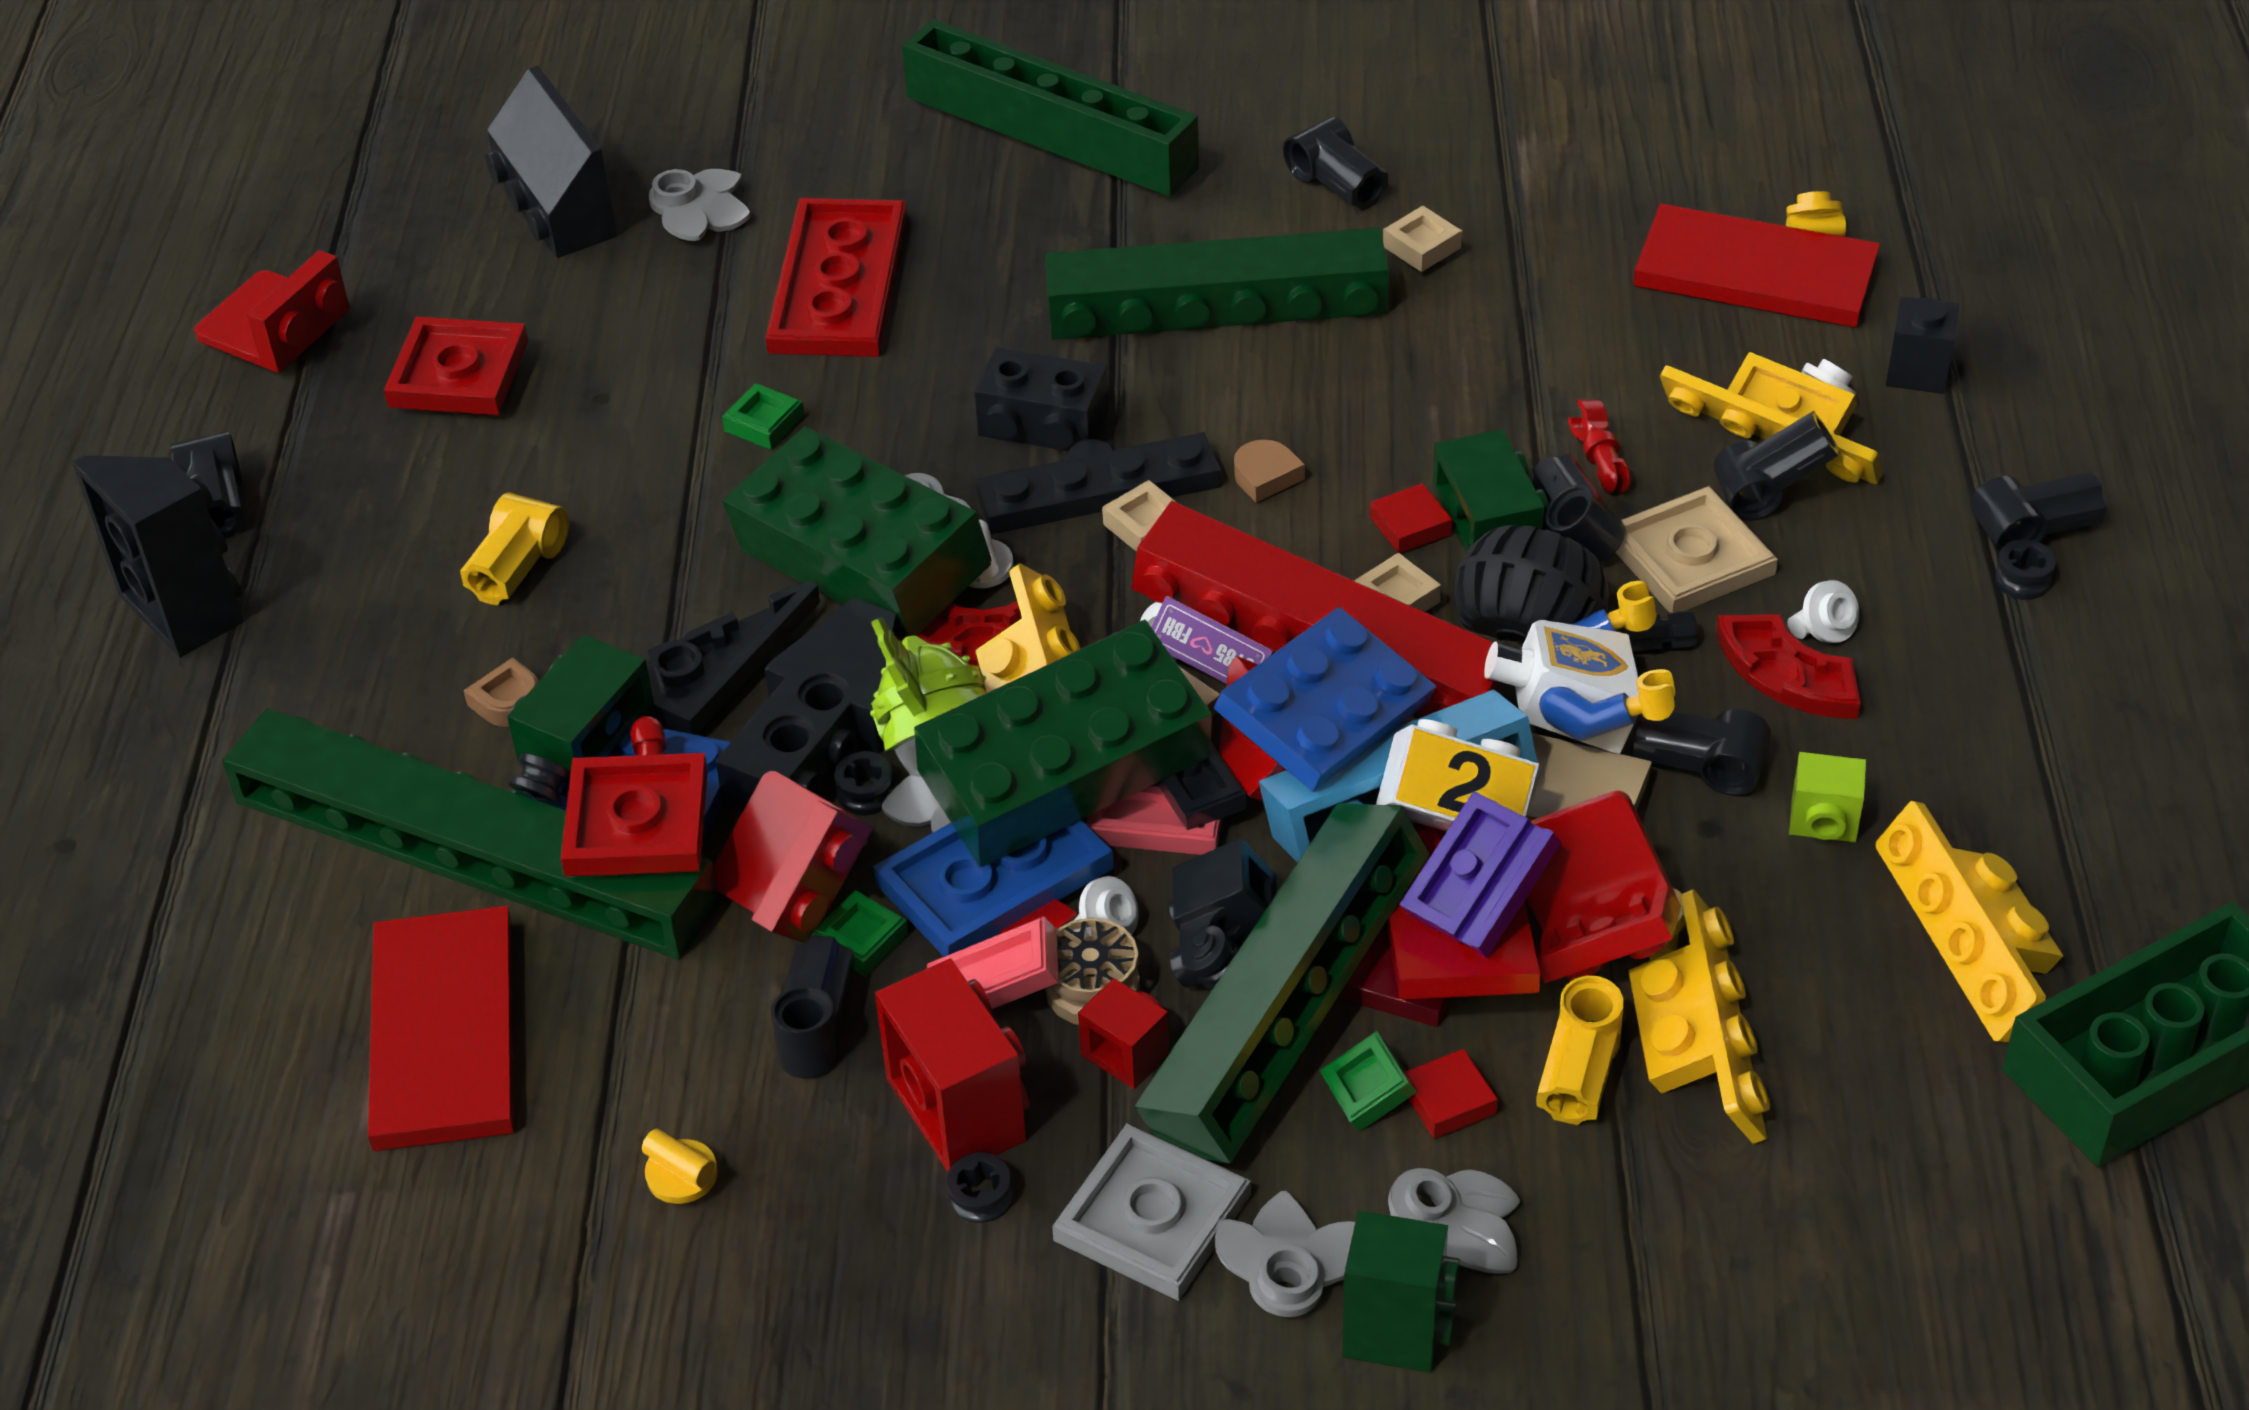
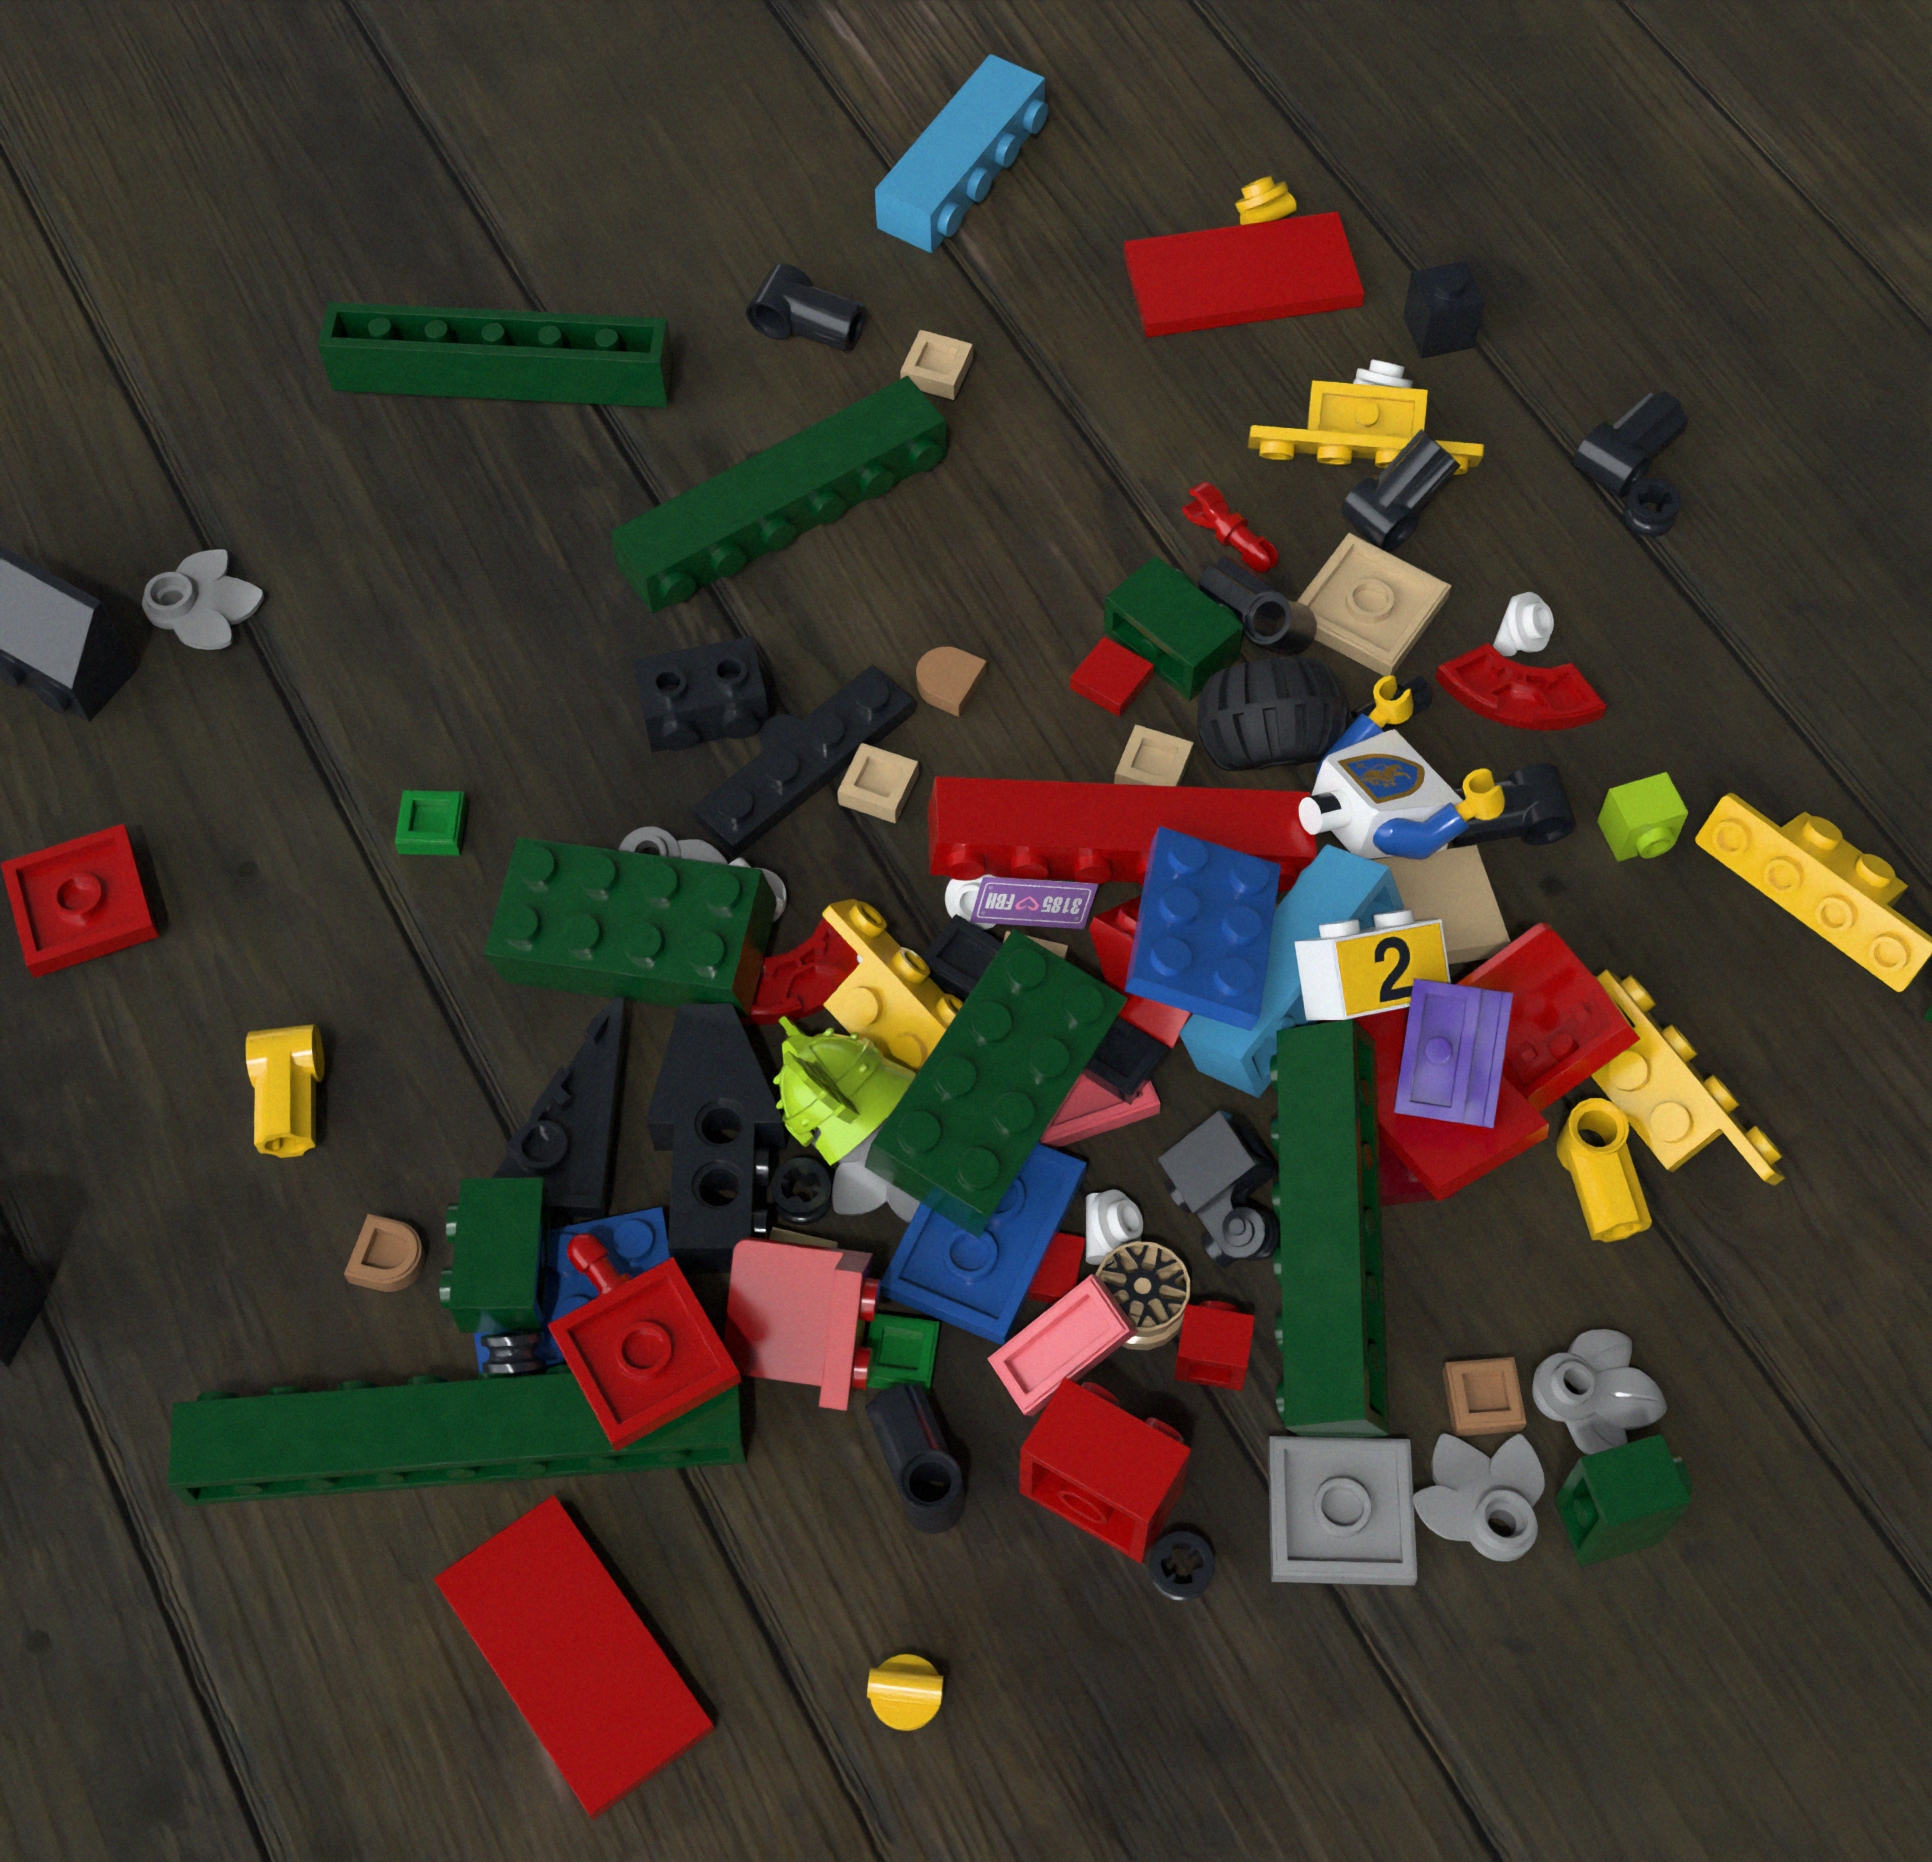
camera: 30 degrees left, 15 degrees up
(837, 277) = (400, 630): red tile -> none
(1345, 1181) = (1484, 1396): none -> medium nougat tile
(1368, 1081) = (1444, 1288): green tile -> none
(1450, 1094) = (1512, 1263): red tile -> none
(1557, 92) = (961, 153): none -> dark azure brick

